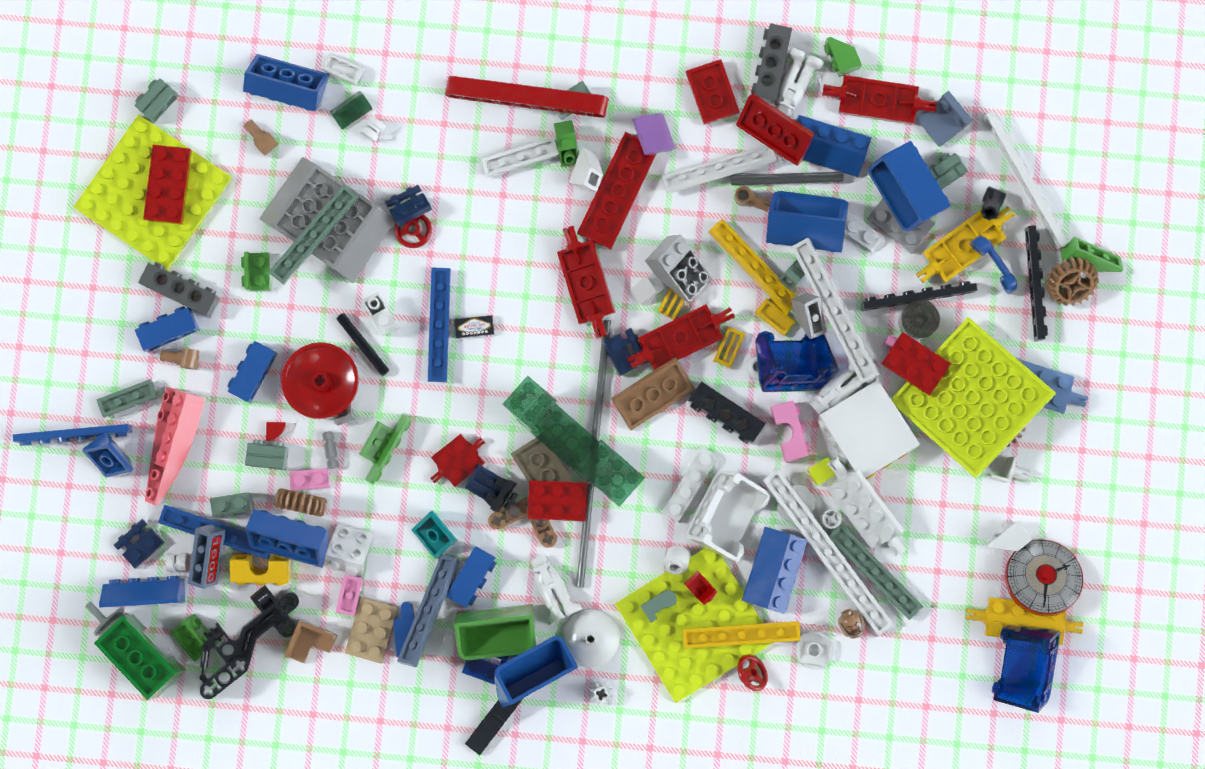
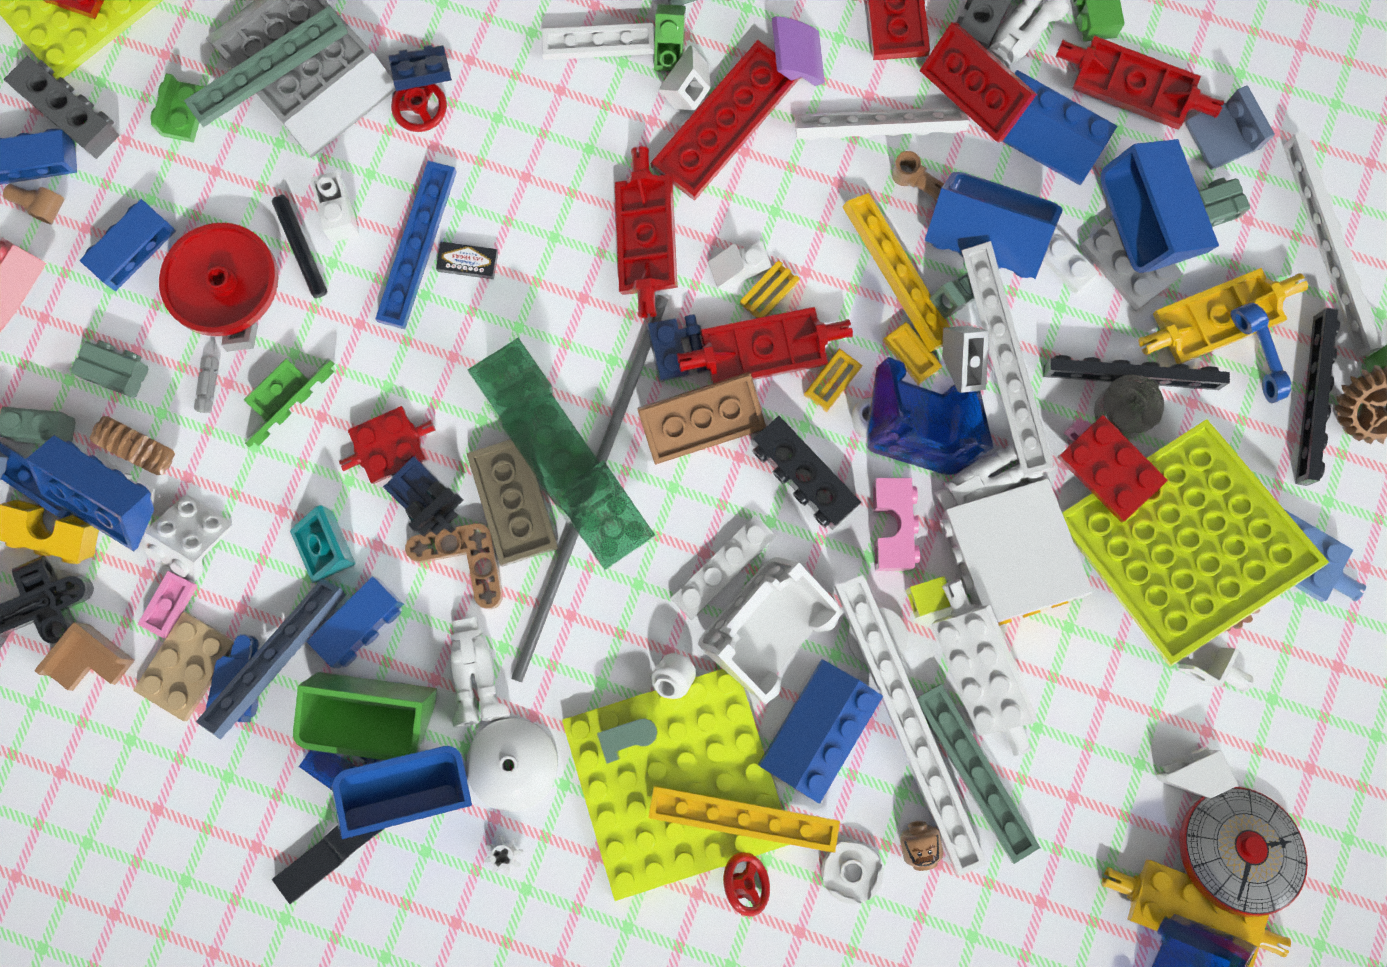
camera: 15 degrees right, 5 degrees down
(274, 430) = (135, 335): red tile -> none
(309, 479) = (163, 419): bright pink plate -> none
(557, 500) = (516, 540): red plate -> none
(678, 267) = (787, 245): light grey slope -> none
(701, 588) = (699, 729): red bracket -> none
(786, 178) = (978, 160): dark grey axle -> none
(834, 519) = (929, 669): white wheel -> none
(992, 203) = (1277, 262): black piece -> none

